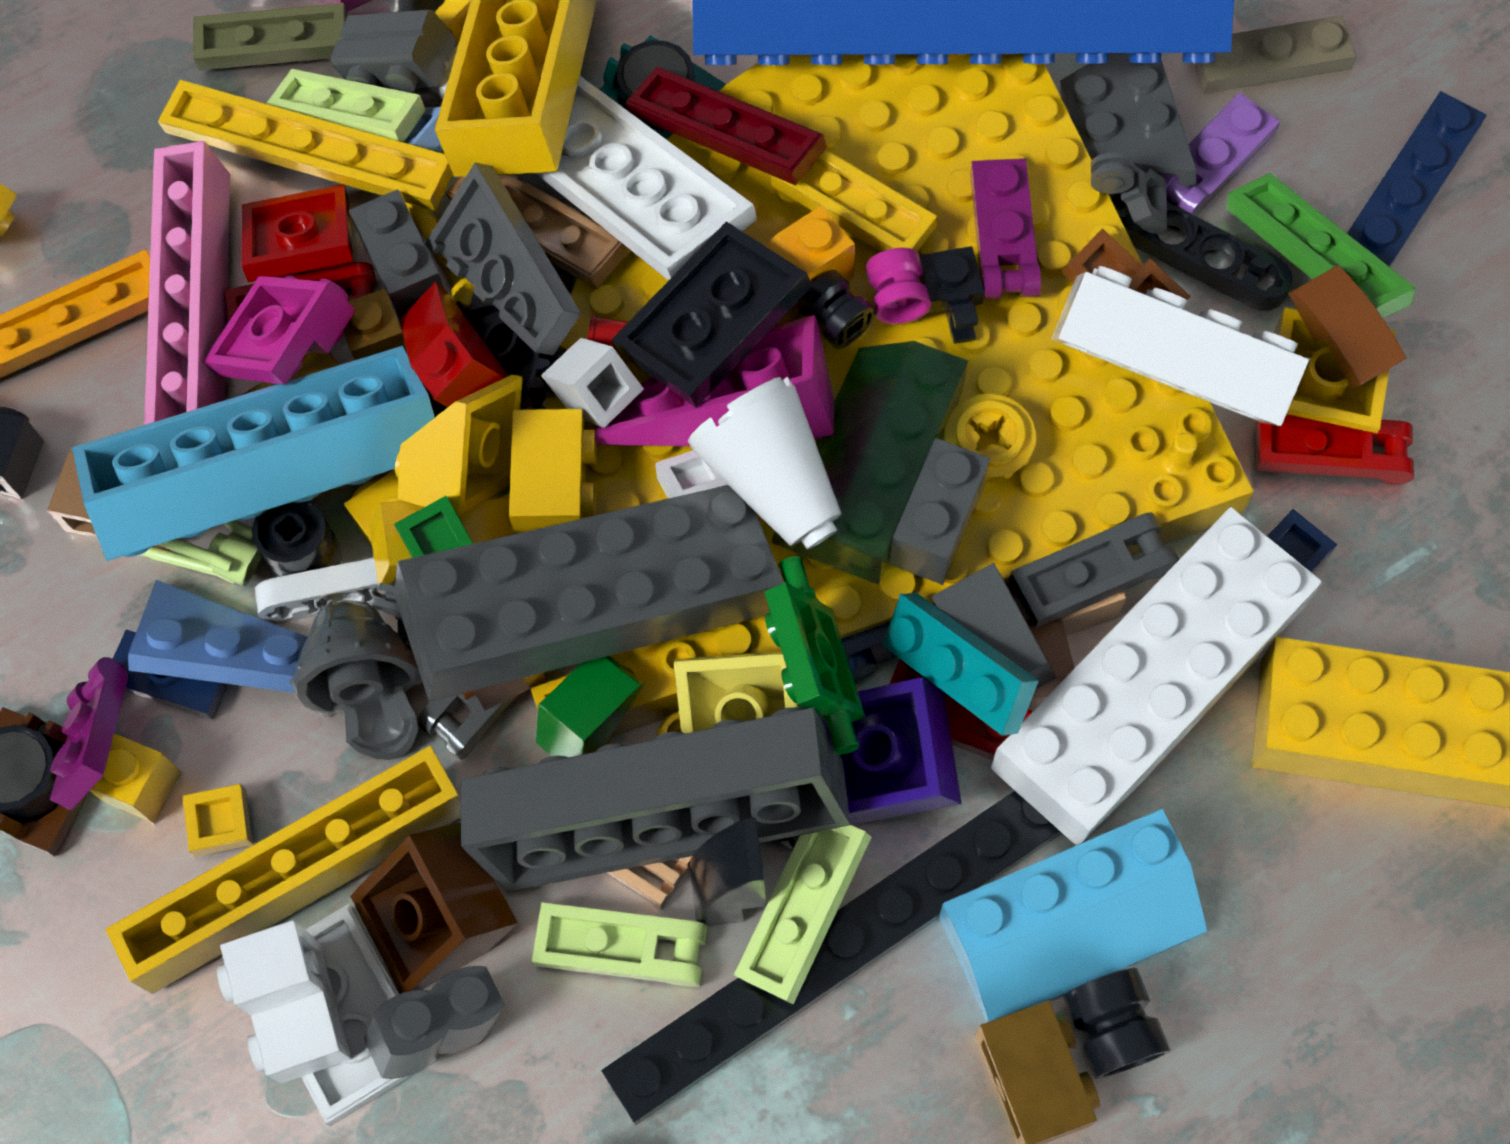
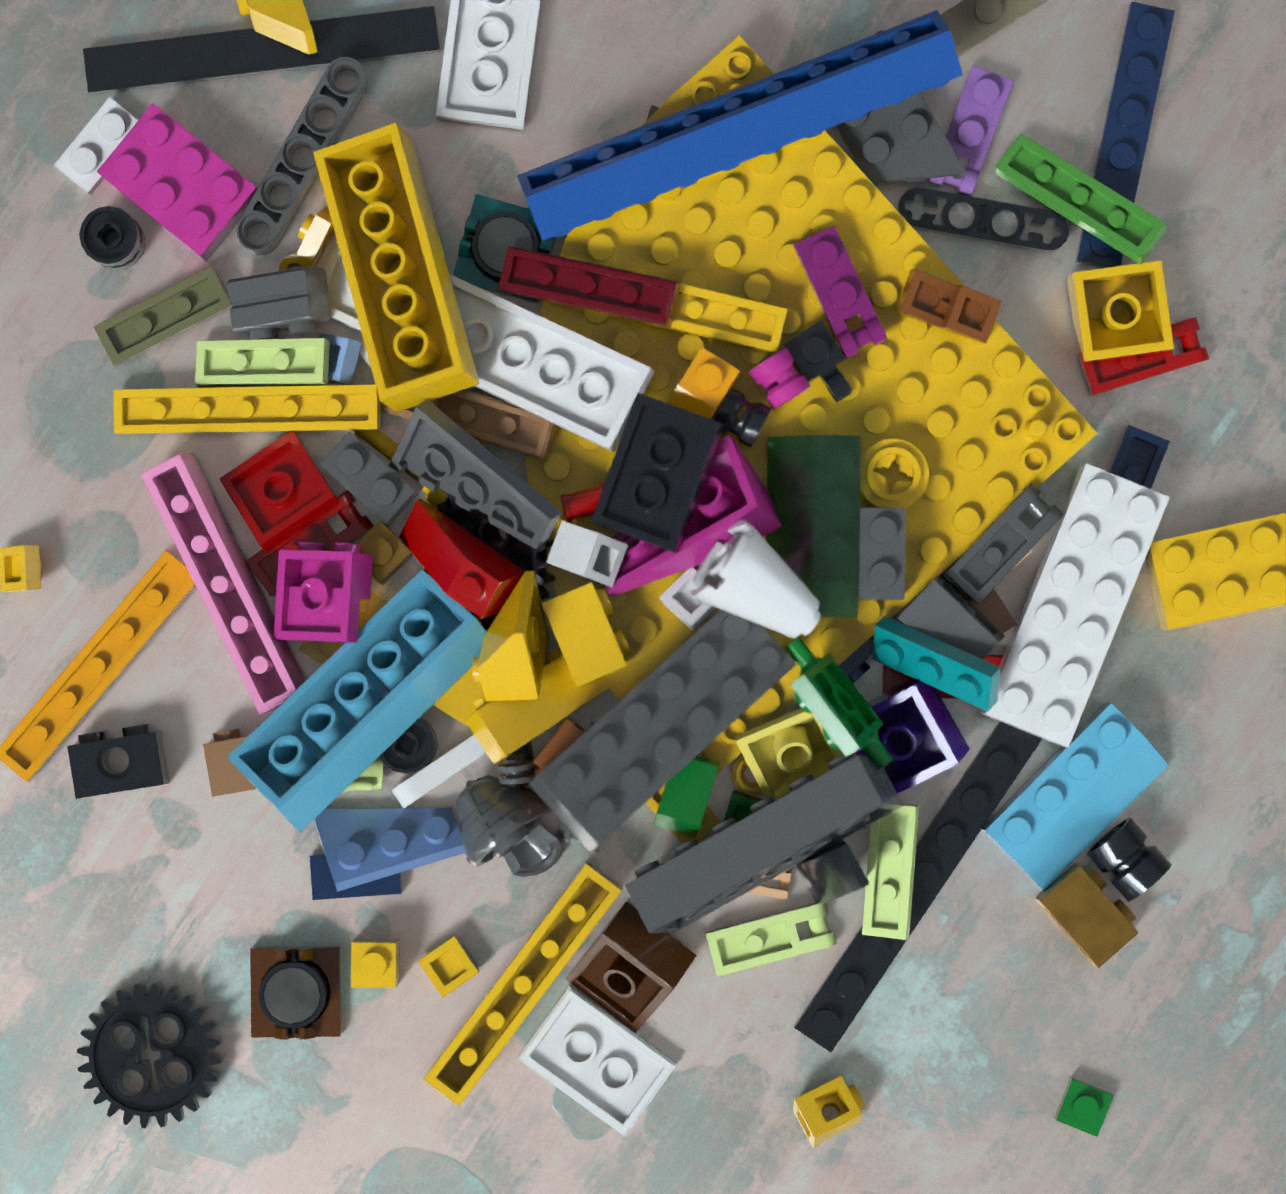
camera: 25 degrees left, 20 degrees up
(89, 731) = (335, 947): magenta plate -> none
(290, 996) = (571, 1075): white brick -> none
(433, 529) = (531, 723): green plate -> none
(443, 1020) = (670, 1049): dark grey brick -> none
(1140, 190) = (929, 204): dark grey piece -> none
(1181, 349) = (1009, 366): white brick -> none
(1349, 323) = (1125, 278): dark orange slope -> none

